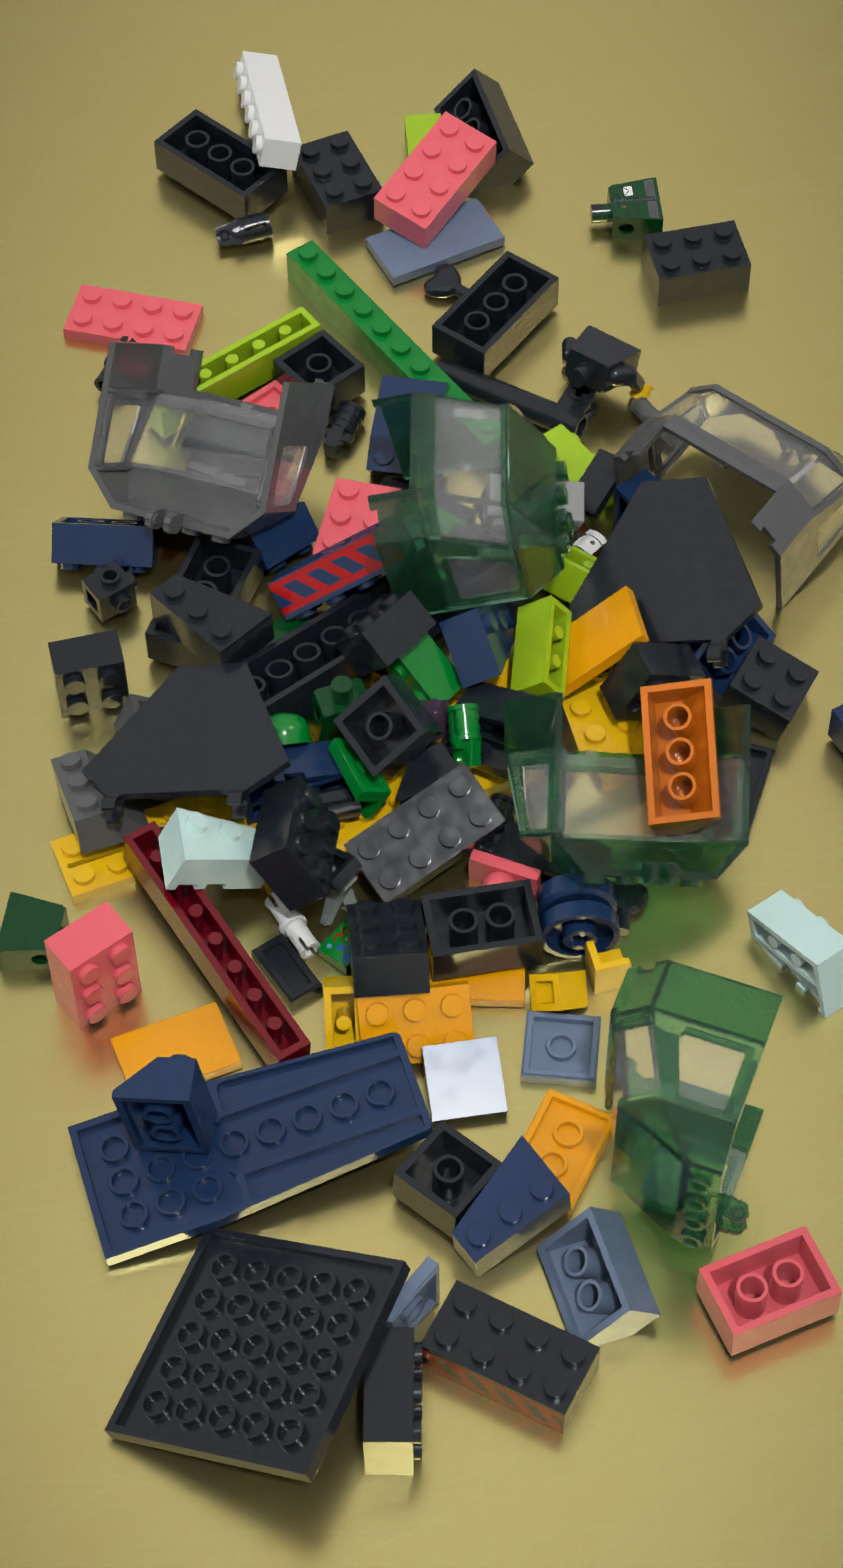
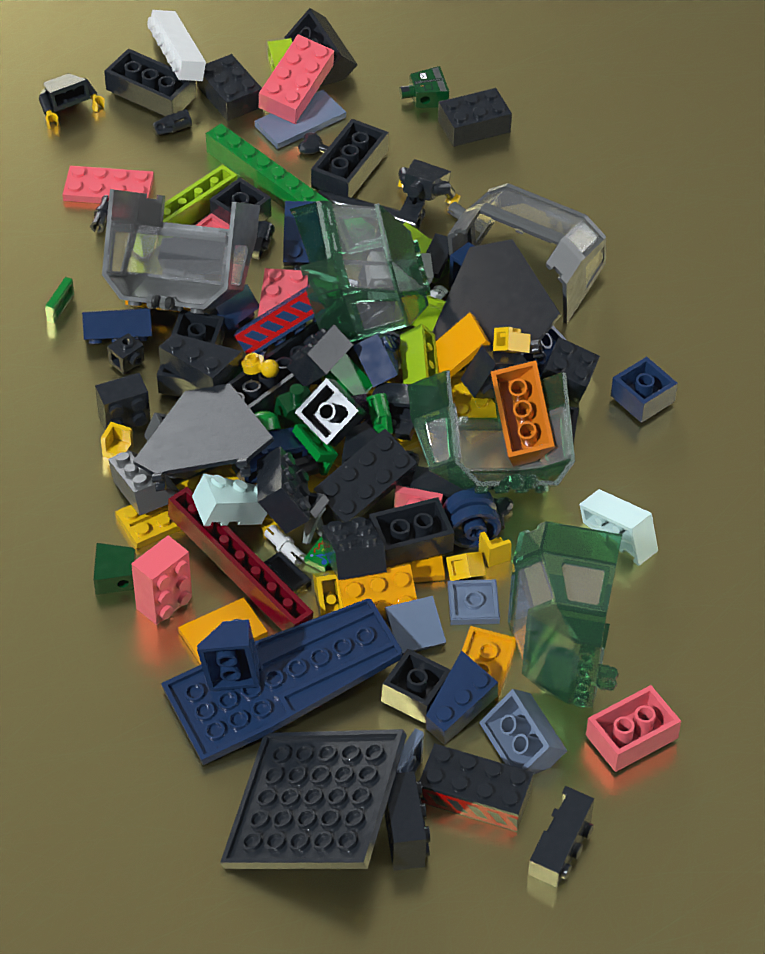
camera: 10 degrees left, 5 degrees down
(28, 495) = (59, 300): none -> green tile
(71, 729) = (116, 440): none -> yellow panel
(95, 168) = (66, 92): none -> black torso
(291, 634) = (255, 363): none -> yellow plate
(628, 1460) = (563, 838): none -> black wedge
(680, 639) = (511, 340): none -> yellow brick

